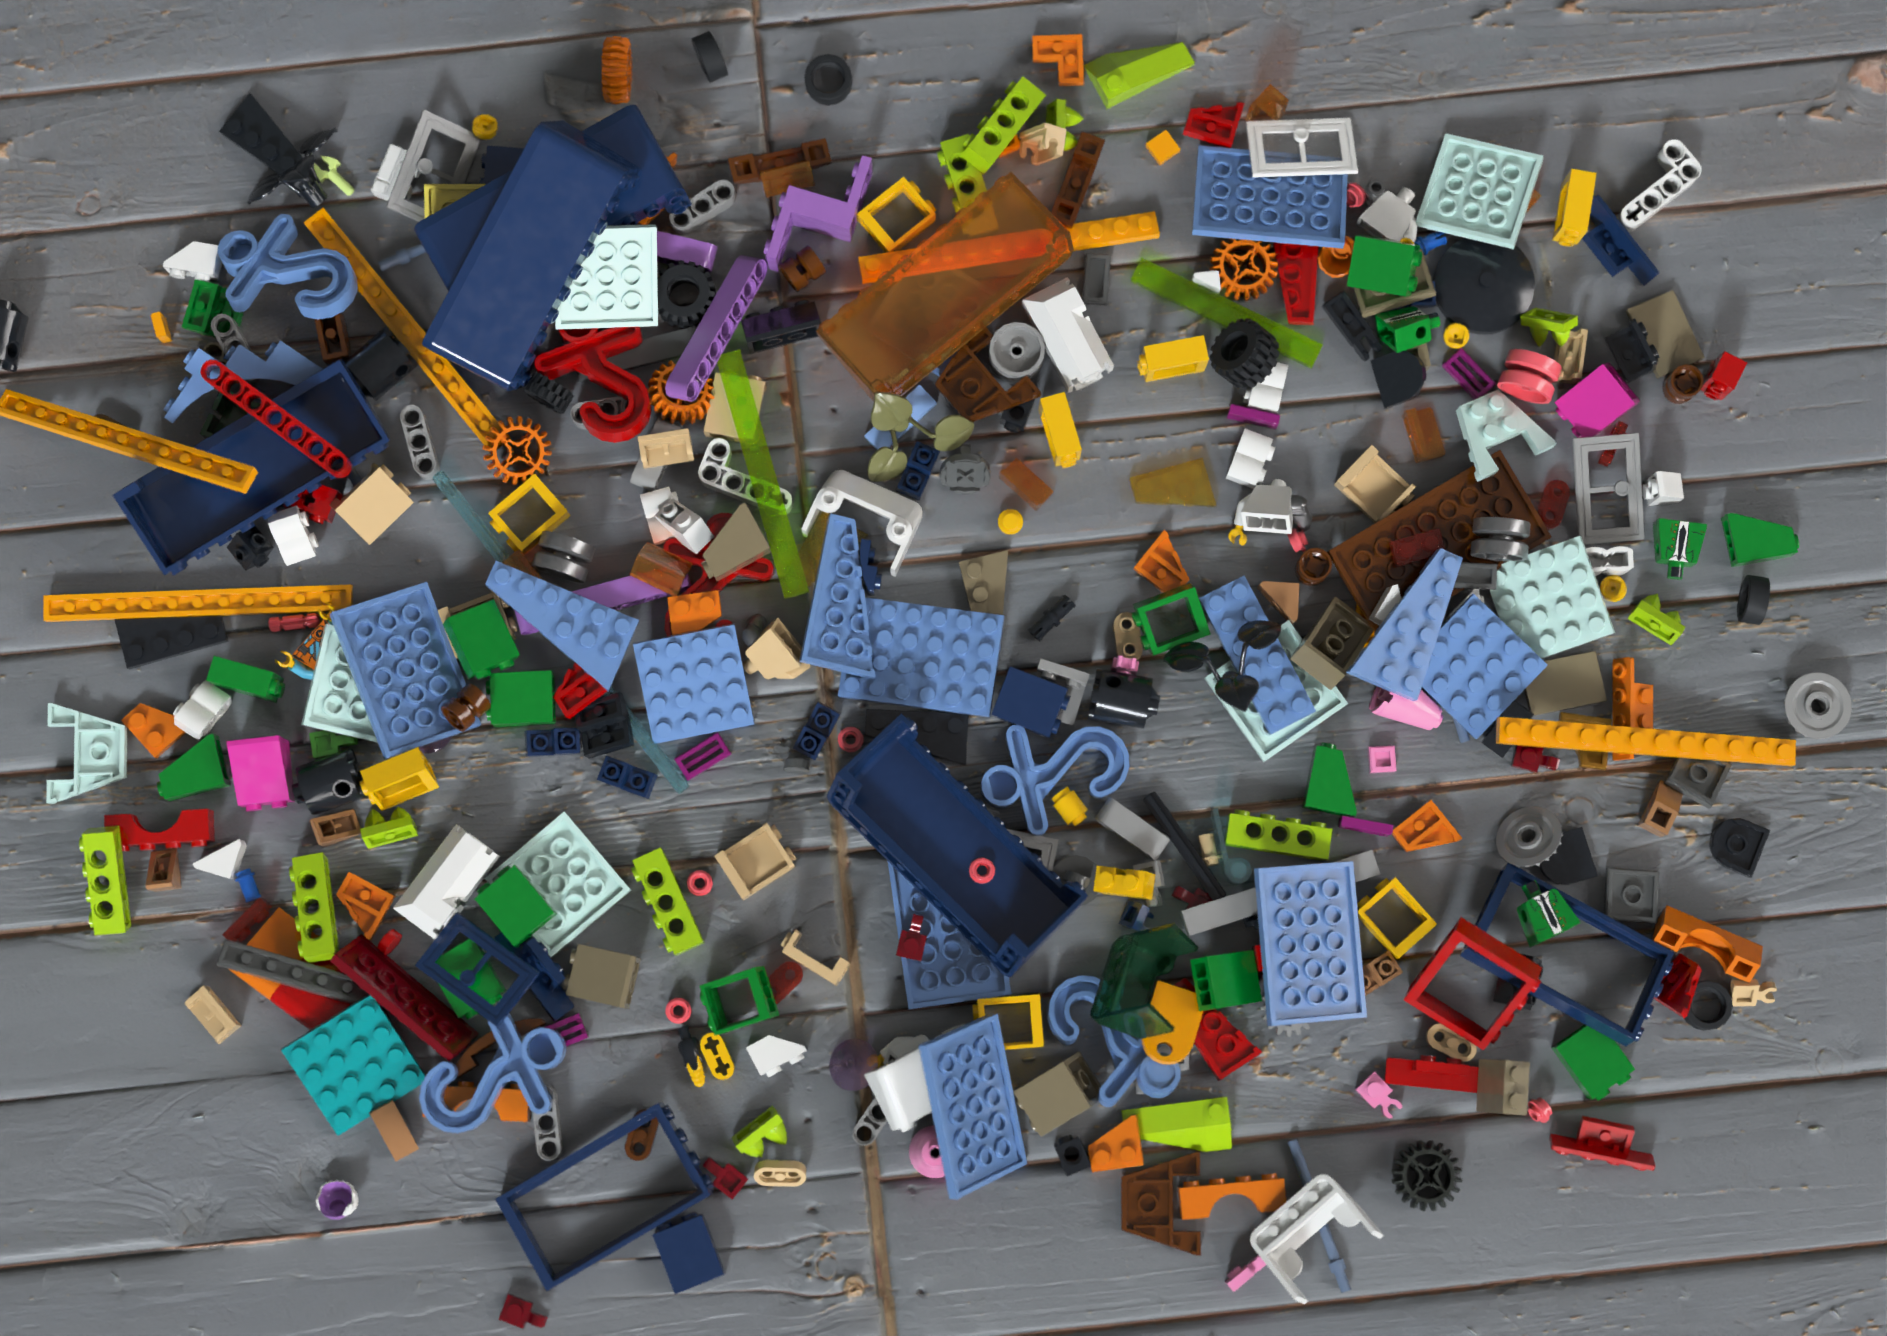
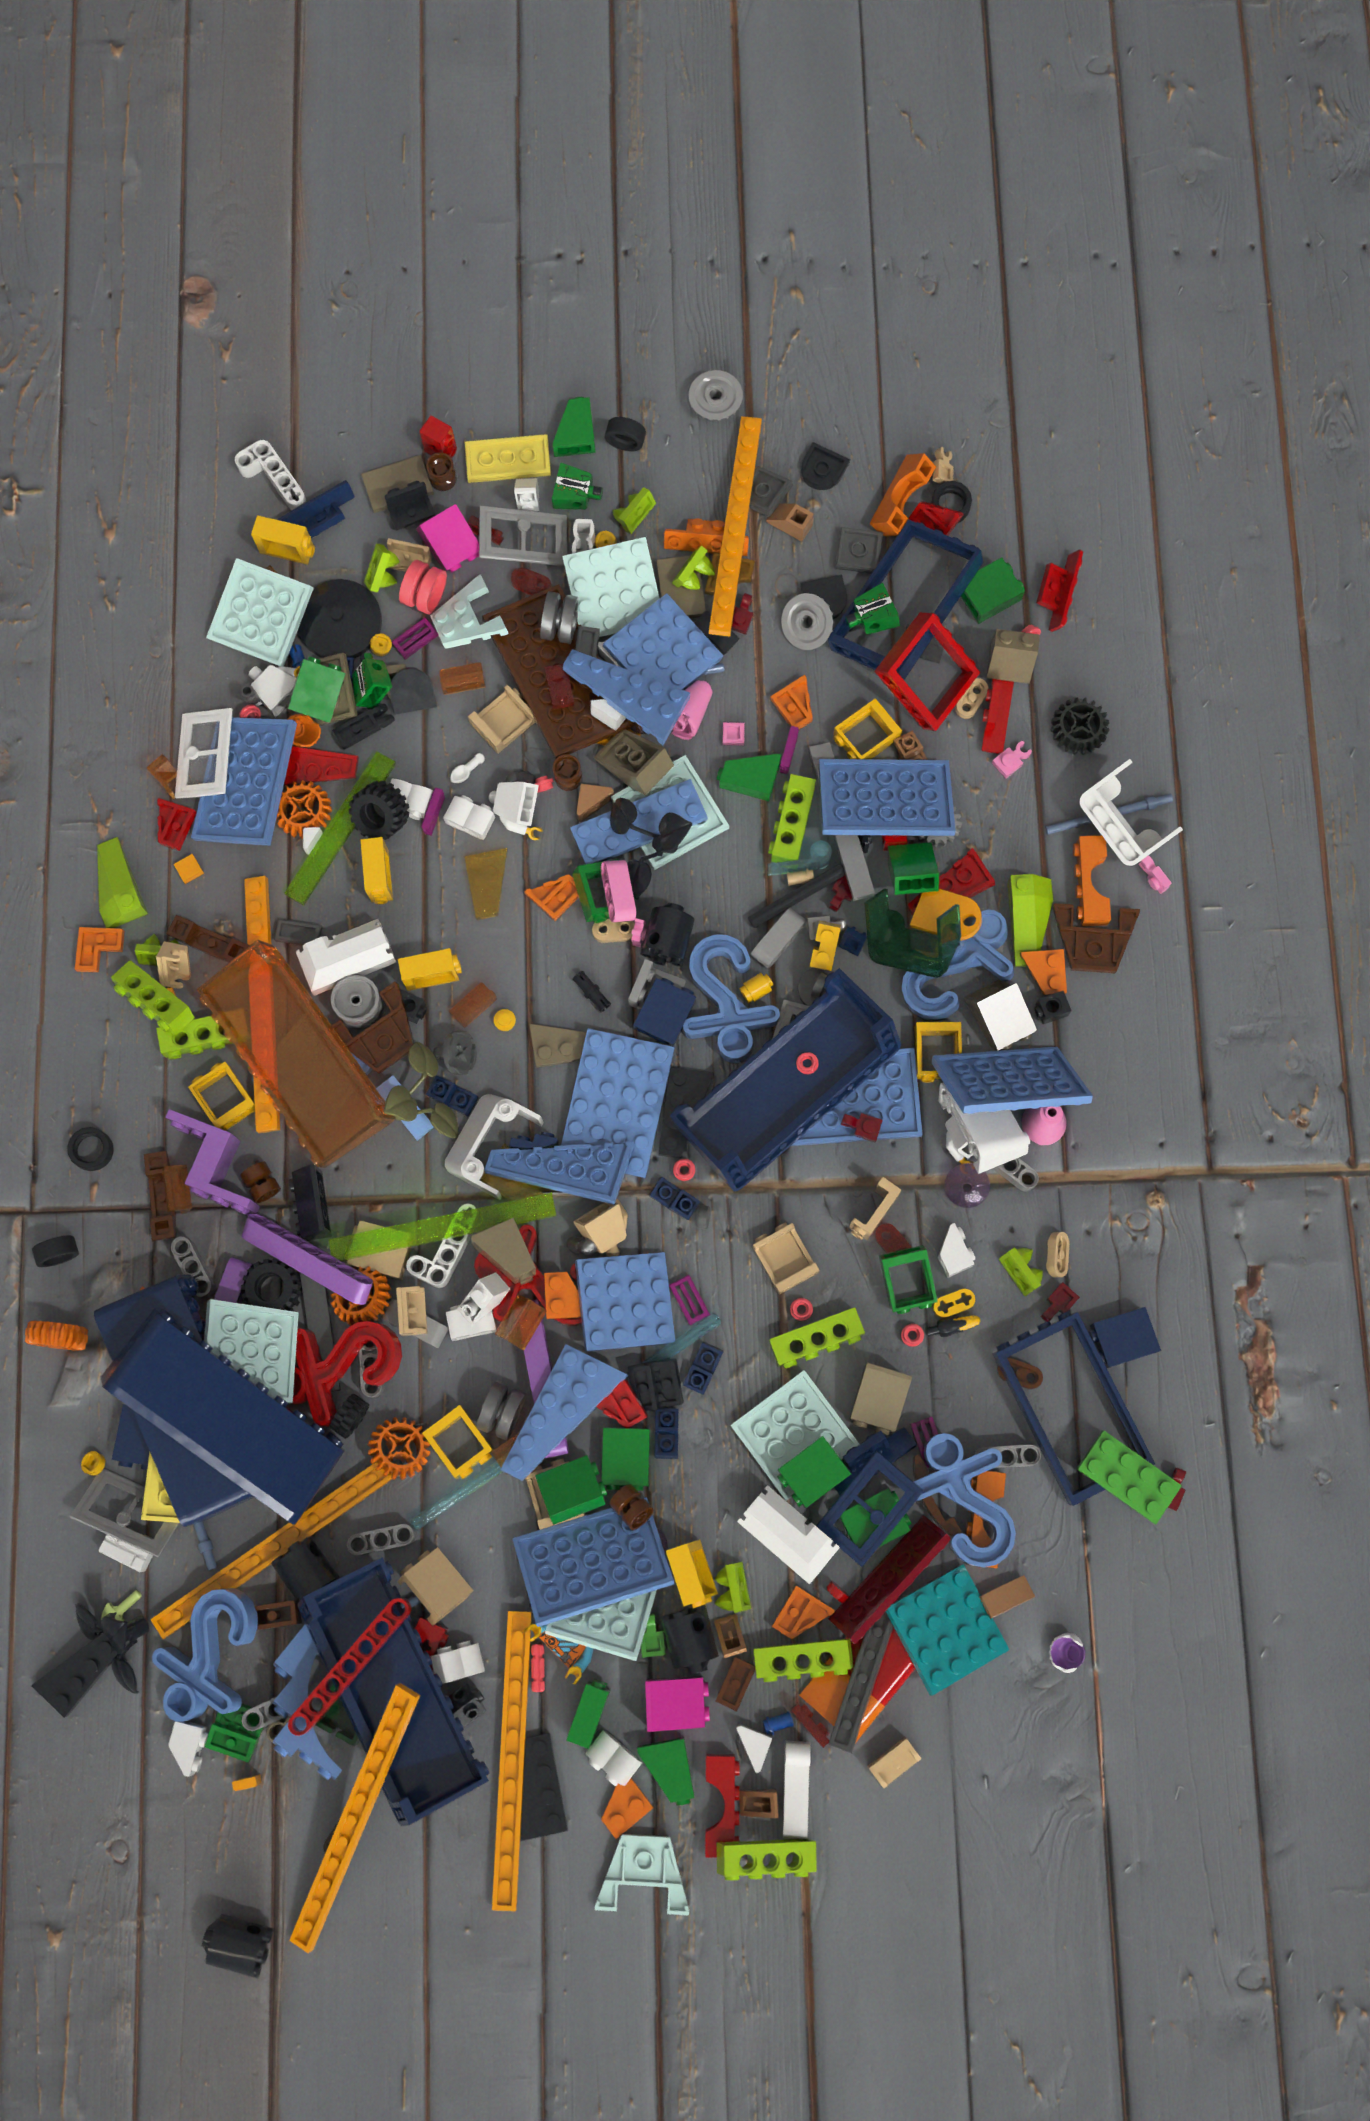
camera: 80 degrees left, 5 degrees down
(180, 909) = (796, 1789): none -> white beam
(286, 836) = (735, 1683): none -> reddish brown plate
(529, 1261) = (1129, 1477): none -> bright green plate
(1167, 636) = (618, 891): none -> bright pink beam
(1306, 446) = (462, 772): none -> white piece
(1594, 698) = (697, 561): none -> lime tile
(1712, 462) = (507, 458): none -> light yellow tile

